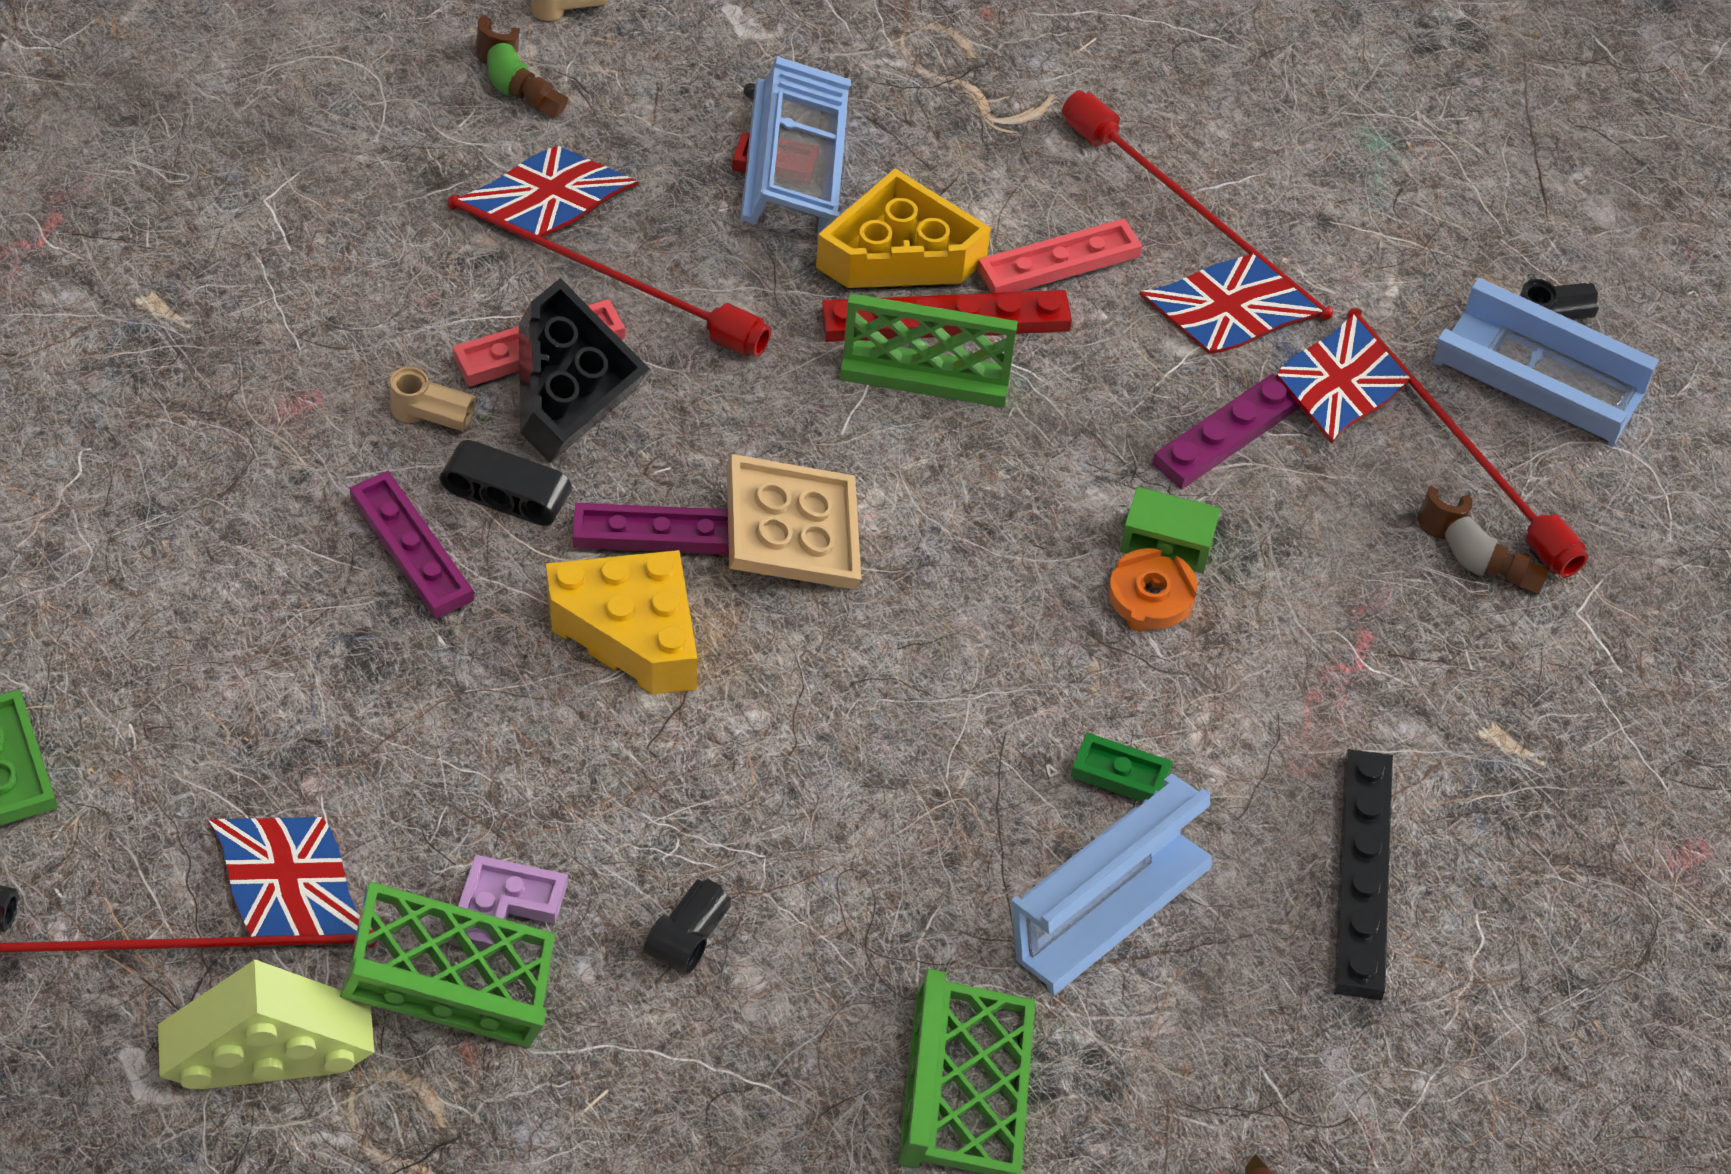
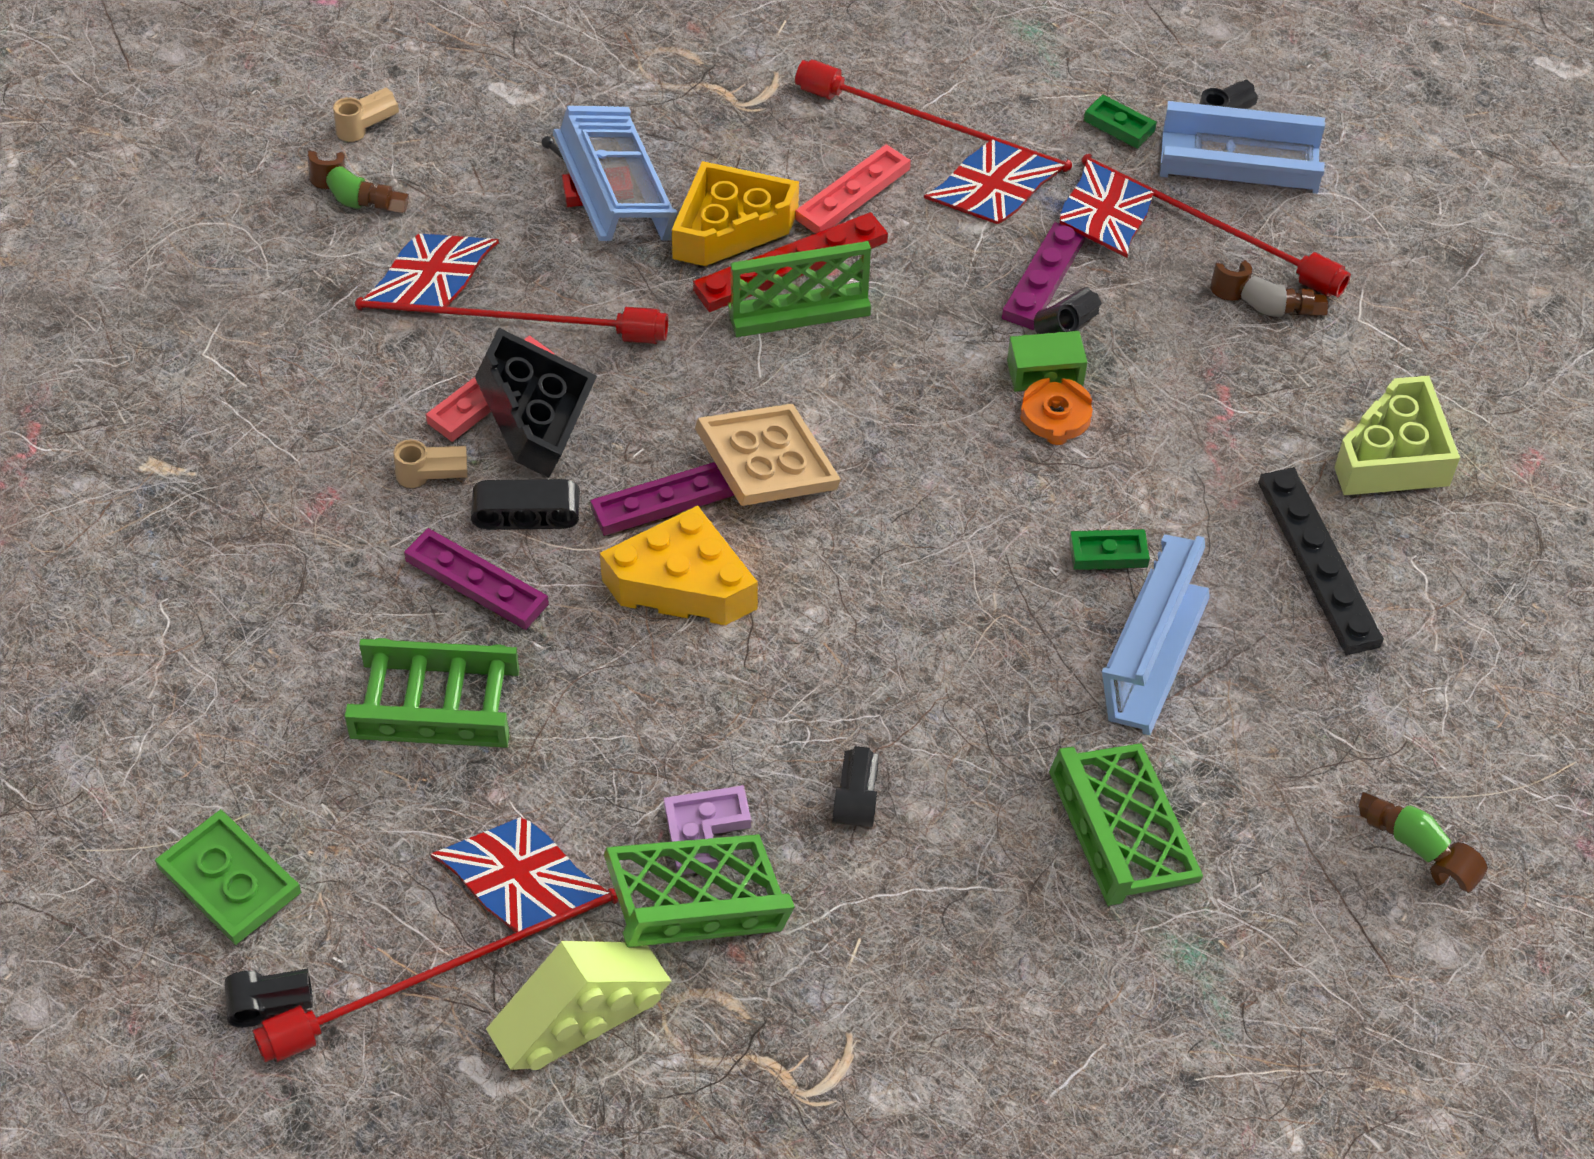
camera: 20 degrees left, 0 degrees up
(297, 688) = (433, 725): none -> bright green fence
(1226, 484) = (1068, 313): none -> black piece
(1416, 282) = (1120, 121): none -> green plate
(1527, 771) = (1399, 443): none -> yellowish green brick

